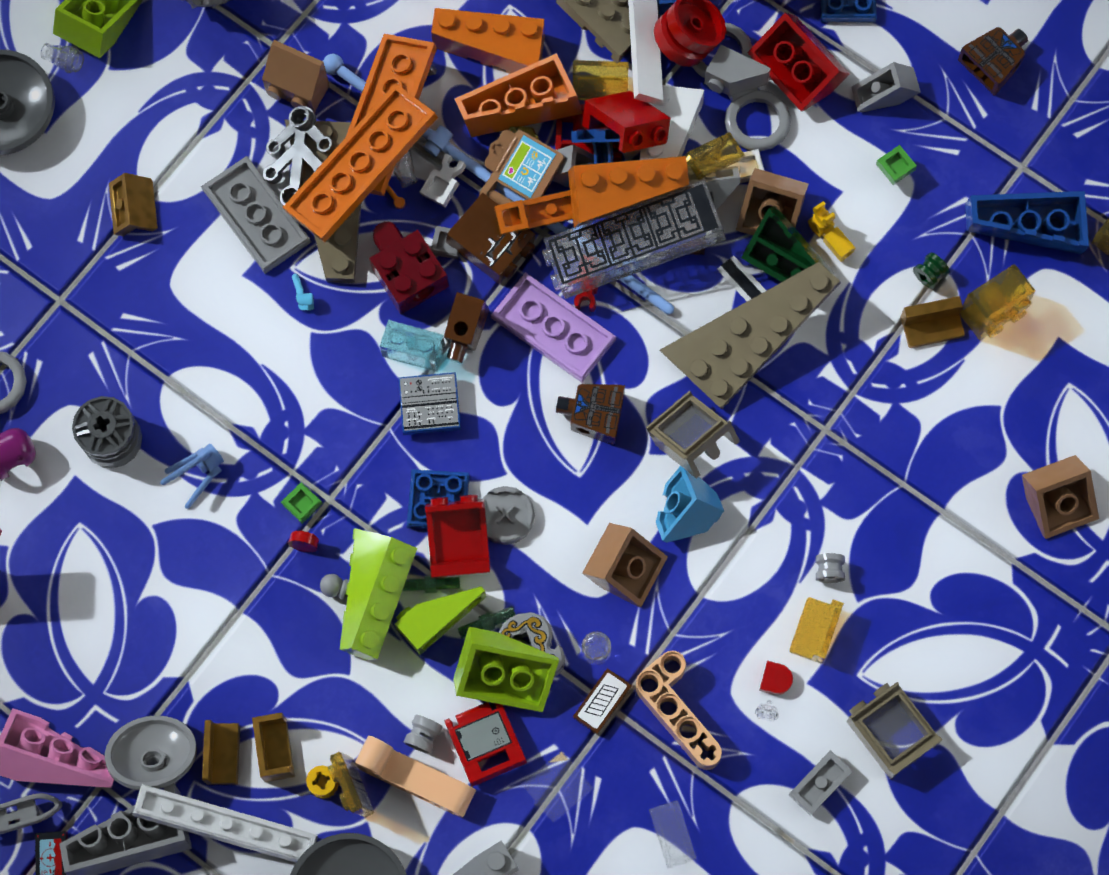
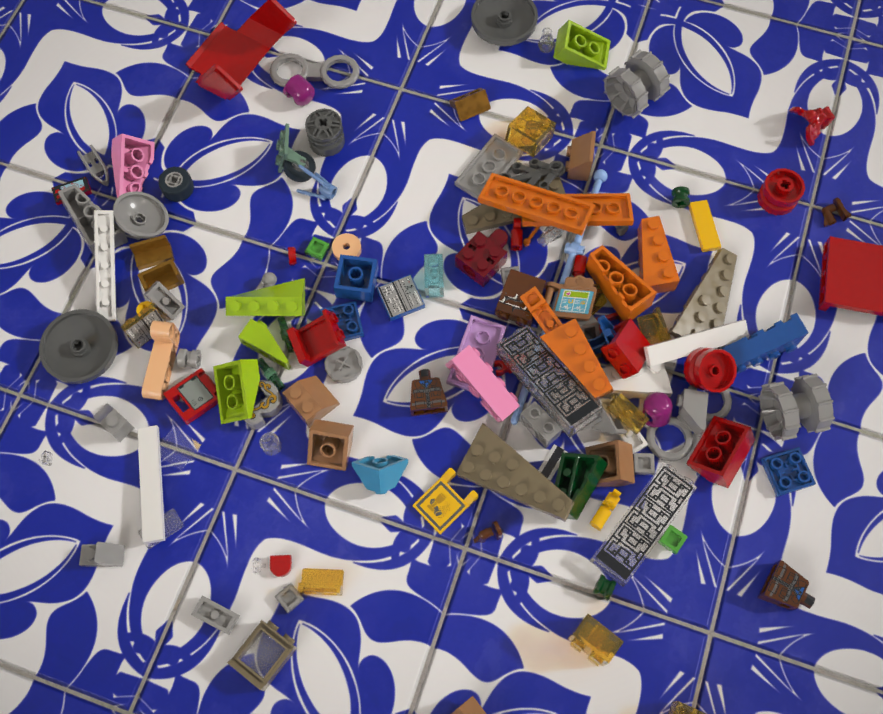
camera: 70 degrees right, 5 degrees down
(116, 695) = (176, 184): none -> black wheel
(129, 504) = (290, 160): none -> plate
(223, 133) = (530, 131): none -> clear yellow brick
(304, 300) = (444, 209): medium azure hand -> none
(312, 447) = (343, 241): none -> light nougat piece
(314, 749) = (164, 300): none -> light grey slope
(379, 455) = (356, 278): none -> blue brick
(386, 211) = (516, 235): none -> red bar
(442, 184) = (546, 259): white plate -> none
(467, 314) = (456, 300): reddish brown torso -> none
(469, 145) = (579, 265): none -> red bar
(548, 574) = (310, 399): none -> medium nougat slope
(602, 701) = (237, 458): tile -> none
(602, 832) = (151, 485): none -> white tile
(606, 327) = (483, 383): none -> bright pink wedge
(682, 716) = (240, 510): light nougat beam -> none
(688, 274) = (540, 424): none -> light grey brick
(689, 430) = (430, 455): dark tan window -> none
(716, 115) = (659, 408): none -> magenta helmet
(761, 438) = (441, 504): none -> yellow flag
(784, 162) = (644, 463): none -> light grey plate
(817, 379) = (486, 533): none -> reddish brown piece
(824, 679) = (289, 598): none -> light grey tile
(830, 568) = (365, 578): light grey wheel -> none
(864, 193) = (643, 524): none -> brick
(886, 88) = (728, 516): light grey slope -> none
(932, 322) = (566, 600): pearl gold panel -> none
(1036, 219) = (672, 654): blue wedge -> none

